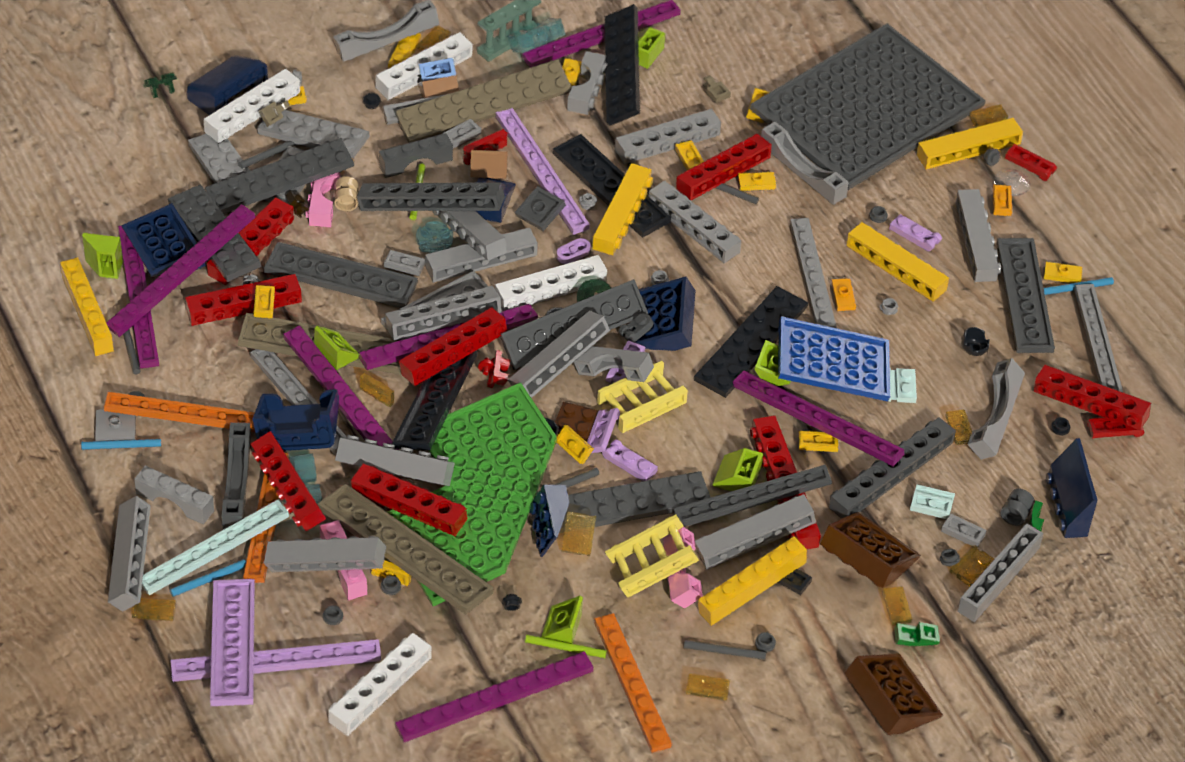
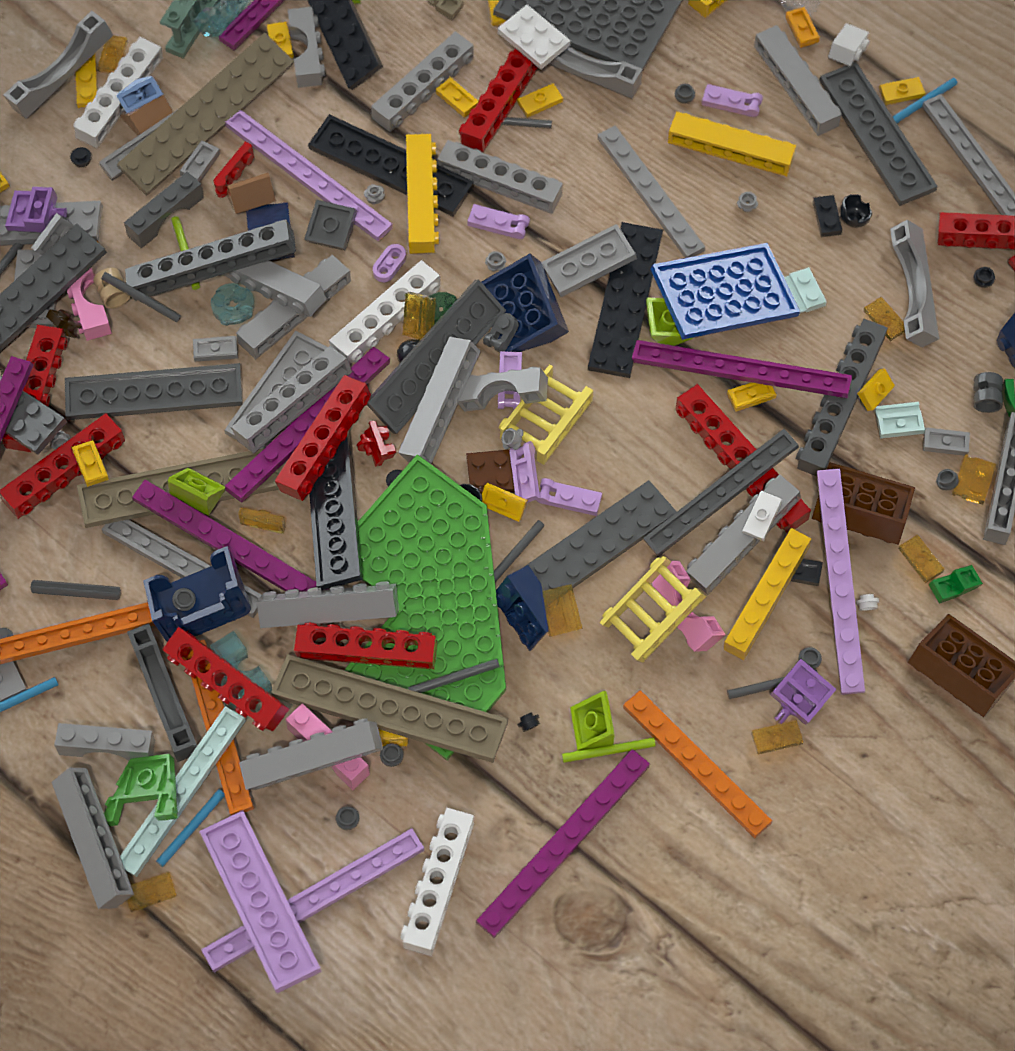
camera: 20 degrees left, 15 degrees up
(191, 530) = (145, 780): none -> bright green wing
(208, 387) = (75, 590): none -> dark grey axle
(286, 419) = (183, 599): none -> dark grey plate
(314, 119) = (33, 210): none -> medium lavender plate
(318, 138) = (52, 233): none -> light grey plate
(364, 205) = (140, 297): none -> dark grey bar
(470, 546) = (456, 676): none -> dark grey bar
(575, 289) = (418, 315): none -> clear yellow plate
(604, 402) = (512, 438): none -> light grey plate
(676, 253) = (498, 221): none -> lavender plate
(734, 301) = (589, 260): none -> light grey plate
(738, 470) = (689, 465): lime slope -> none
(743, 661) = (802, 693): none -> medium lavender plate
(771, 130) = (534, 36): none -> white plate
(774, 518) = (762, 516): none -> white plate
(817, 593) = (840, 582): none -> lavender plate
(834, 619) = (867, 602): none -> white plate
(843, 294) = (693, 204): light orange plate -> none
(923, 472) = (876, 389): none -> yellow plate
(951, 339) = (827, 216): none -> black plate
(1033, 223) = (849, 44): none -> white brick

